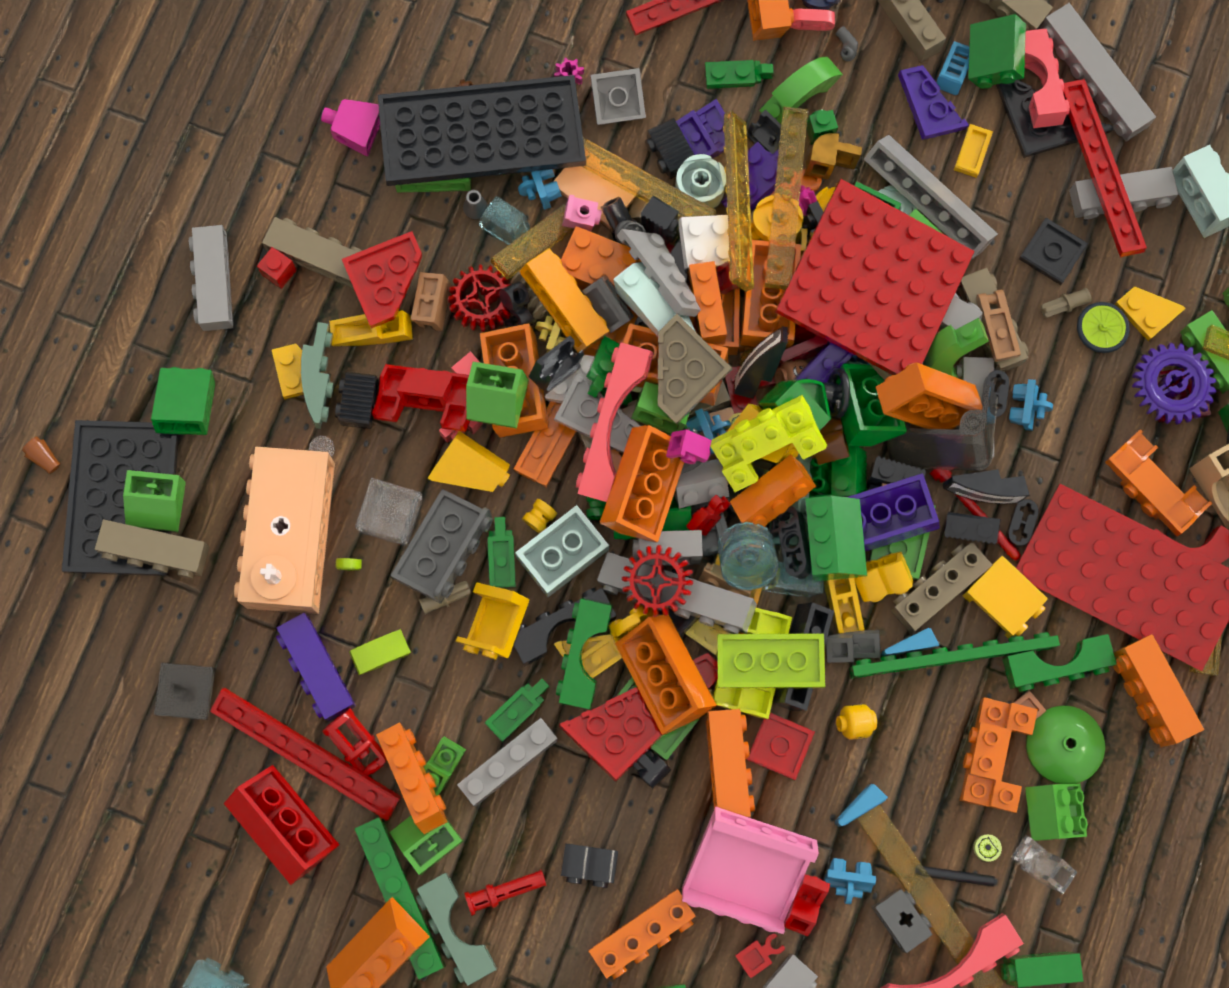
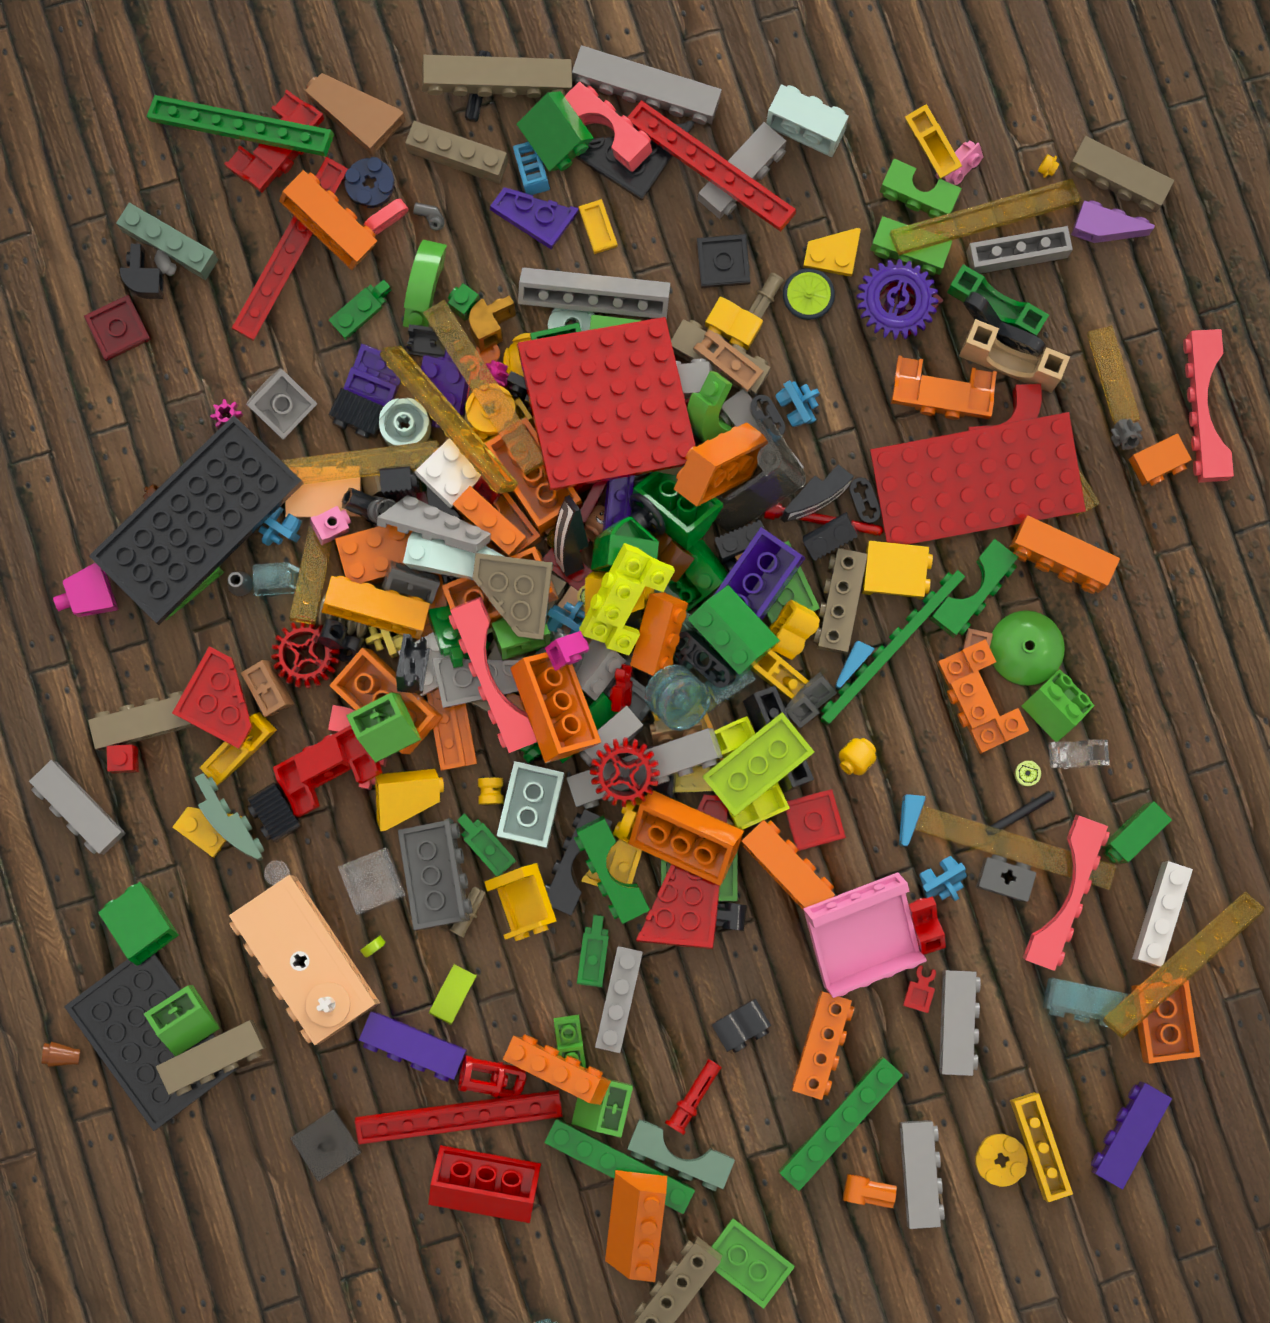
camera: 35 degrees left, 5 degrees up
(1025, 303) = (733, 323): none -> yellow brick

